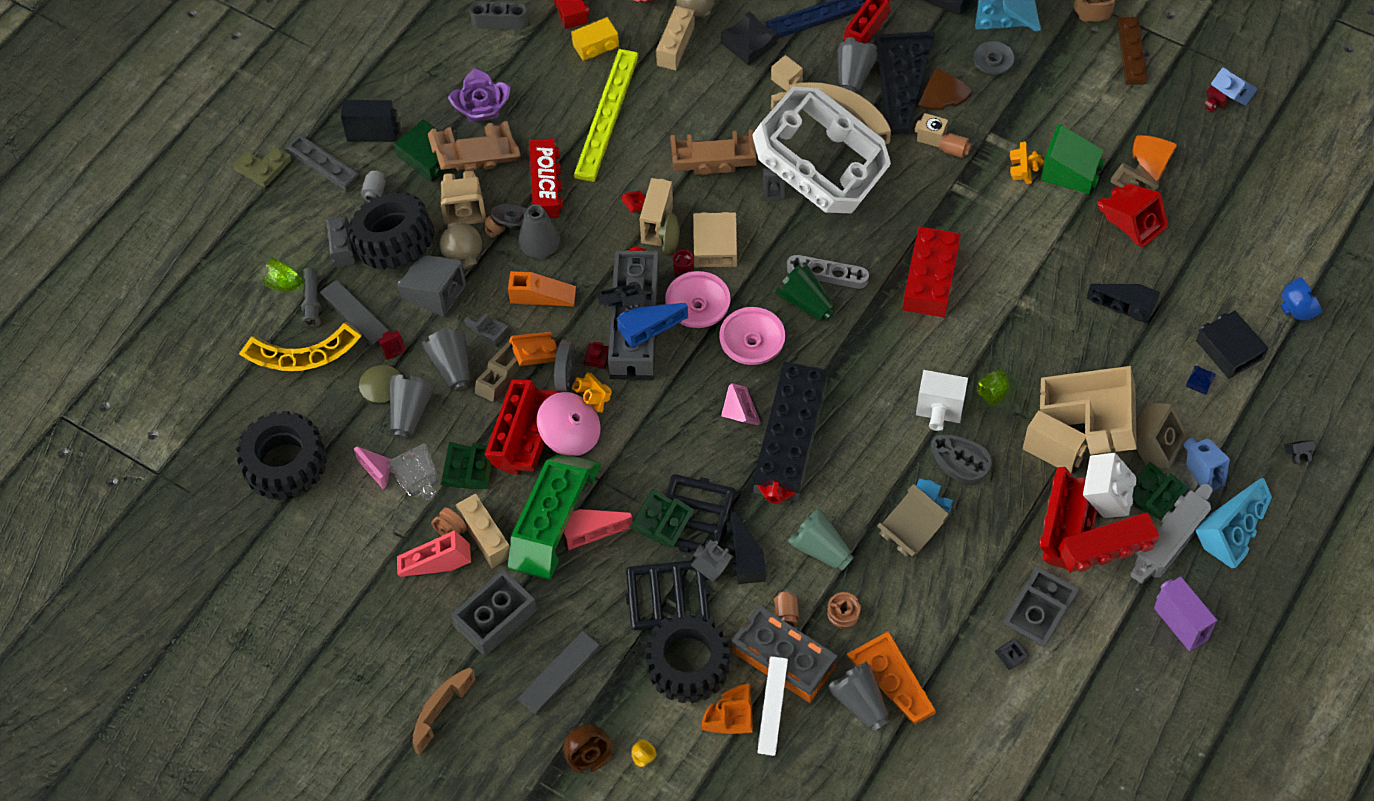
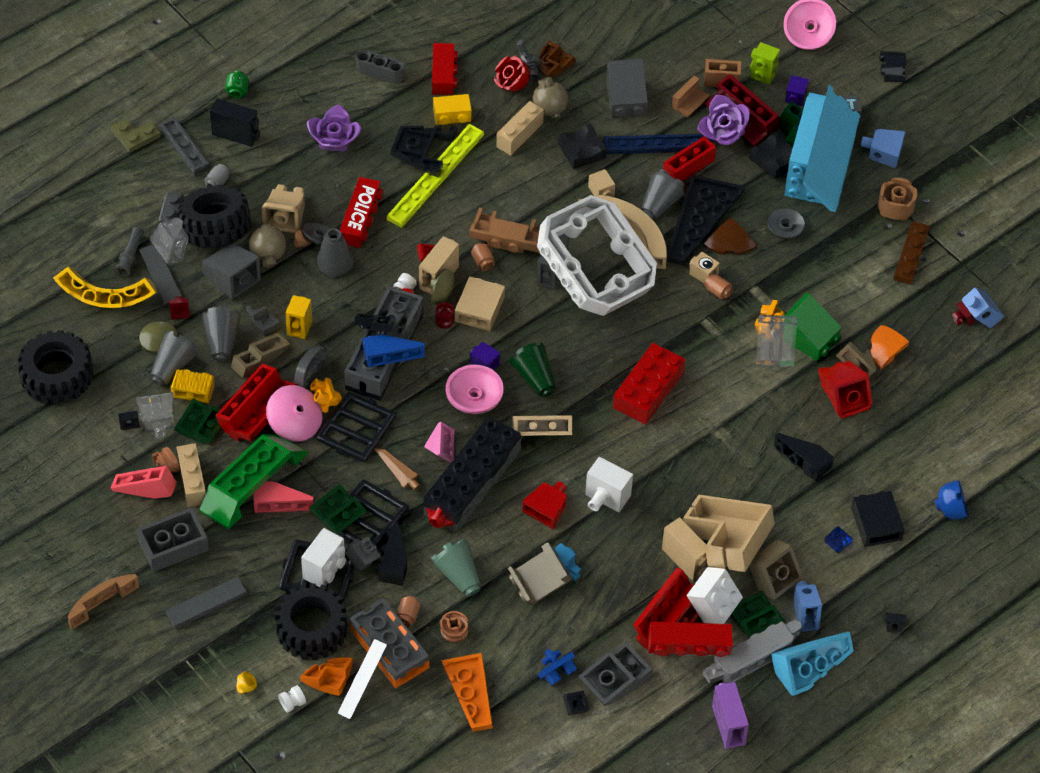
camera: 15 degrees right, 5 degrees down
(281, 277) = (113, 228): clear neon green brick -> none
(352, 271) = (170, 240): none -> clear torso
(353, 78) = (236, 84): none -> green head
(374, 464) = (126, 396): bright pink slope -> none
(387, 489) = (129, 420): none -> black tile
(416, 151) = (273, 161): dark green brick -> none
(442, 427) = (193, 385): none -> yellow brick
(474, 152) = (311, 173): medium nougat bracket -> none
(529, 312) = (299, 317): none -> yellow brick
(534, 348) = (291, 344): orange plate -> none
(539, 290) = (321, 301): orange slope -> none
(571, 88) = (414, 143): none -> black wing
(587, 748) = (202, 664): reddish brown cylinder -> none
(596, 355) = (339, 366): dark red tile -> none
(625, 241) = (405, 281): none -> white wheel
(664, 430) = (340, 410): none -> black bar
(674, 581) = (323, 558): none -> white brick
(696, 187) = (483, 256): none -> nougat brick
(700, 290) = (446, 340): bright pink dish -> none
(703, 754) = (293, 698): none -> white wheel
(711, 453) = (401, 471): none -> medium nougat bar
(745, 295) = (485, 356): none -> dark purple brick
(828, 268) = (566, 355): light grey beam -> none
(842, 352) = (543, 425): none -> tan brick
(861, 696) = (437, 694): dark grey cone -> none
(882, 438) = (546, 503): none -> red torso
(957, 469) = (599, 547): dark grey piece -> none
(972, 616) = (550, 672): none -> blue hips
(993, 387) = (659, 491): clear neon green brick -> none
(1046, 184) = (776, 340): none -> clear brick

